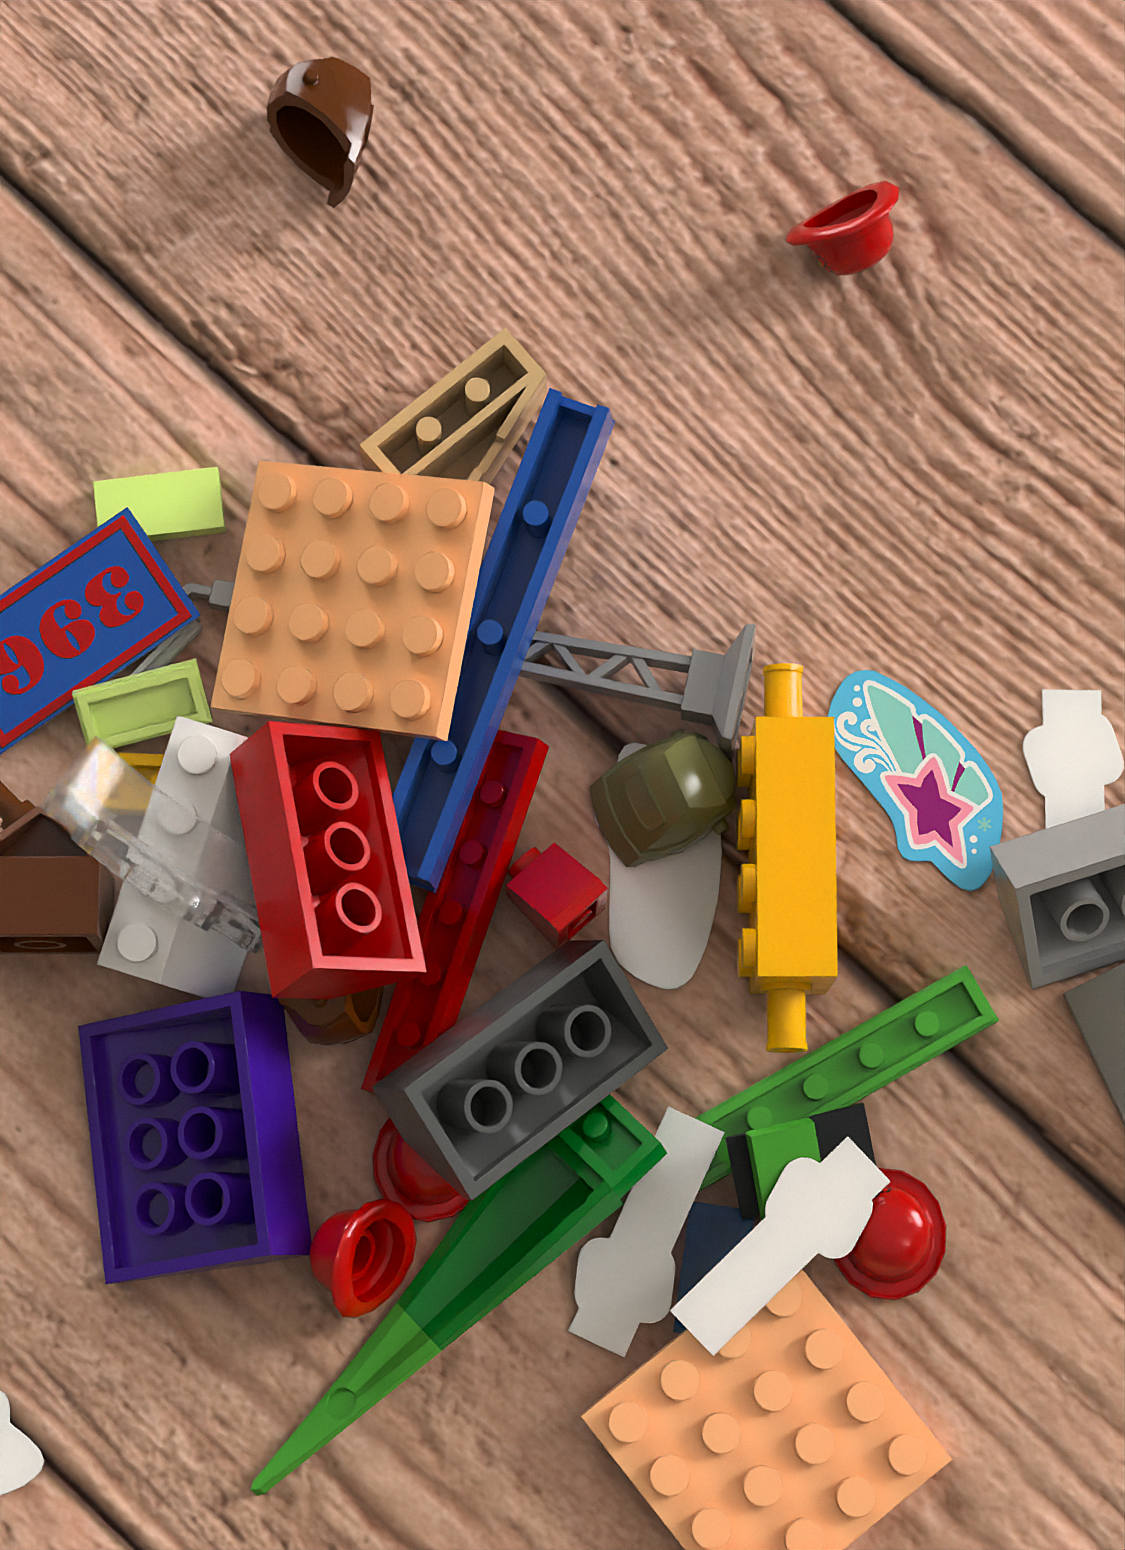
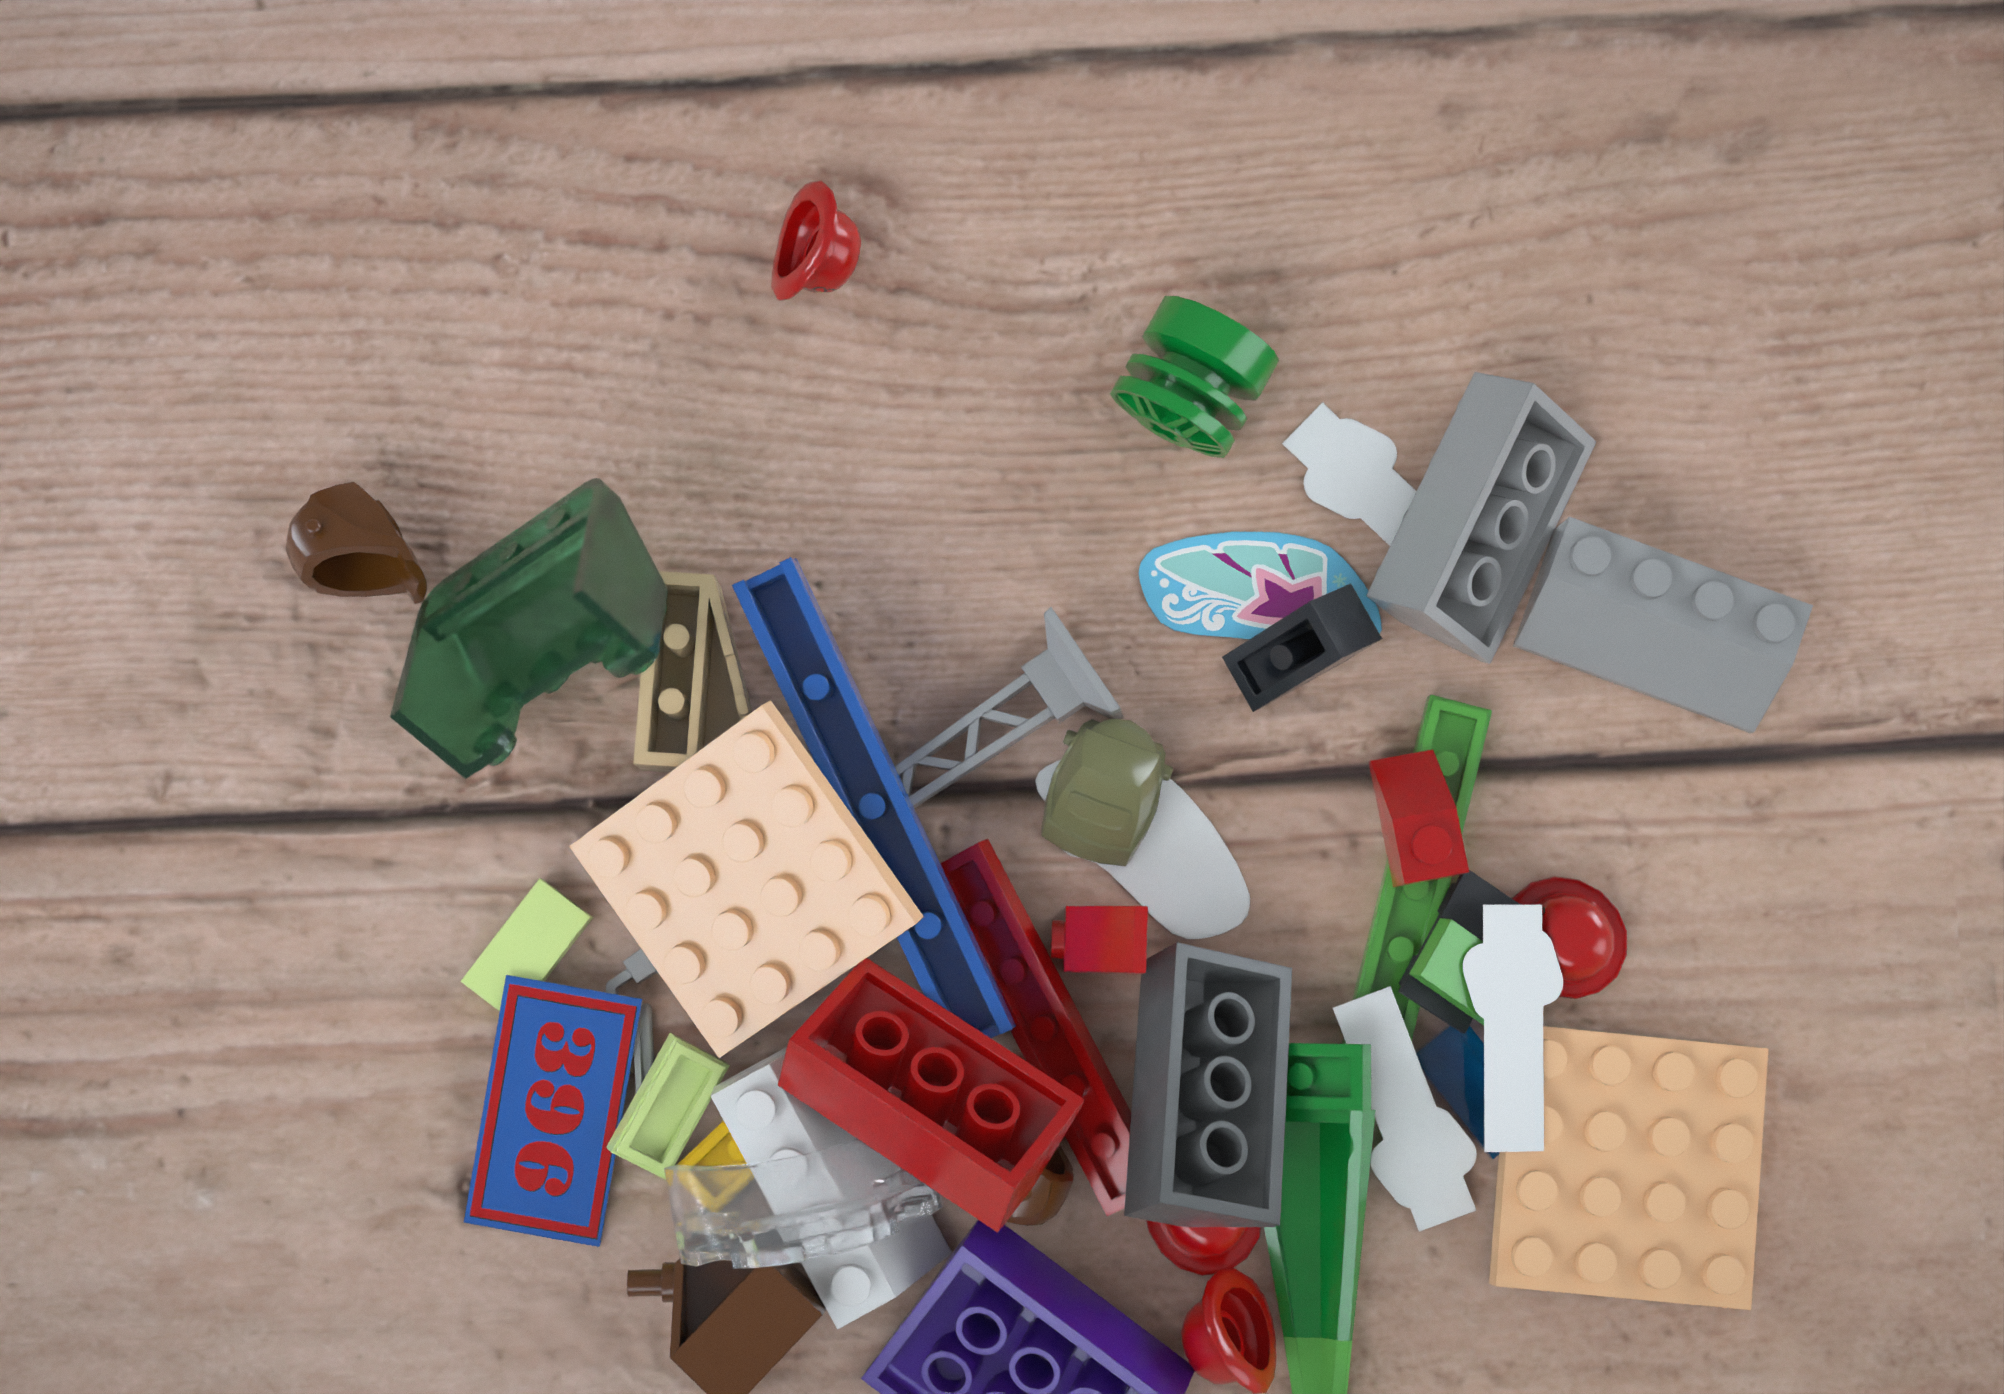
camera: 45 degrees left, 5 degrees up
(383, 279) = (524, 620): none -> clear green windscreen
(791, 857) = (1241, 747): yellow brick -> none
(863, 1036) = (1417, 819): none -> red slope
(909, 837) = (1302, 646): none -> black slope
(1034, 570) = (1199, 365): none -> green wheel

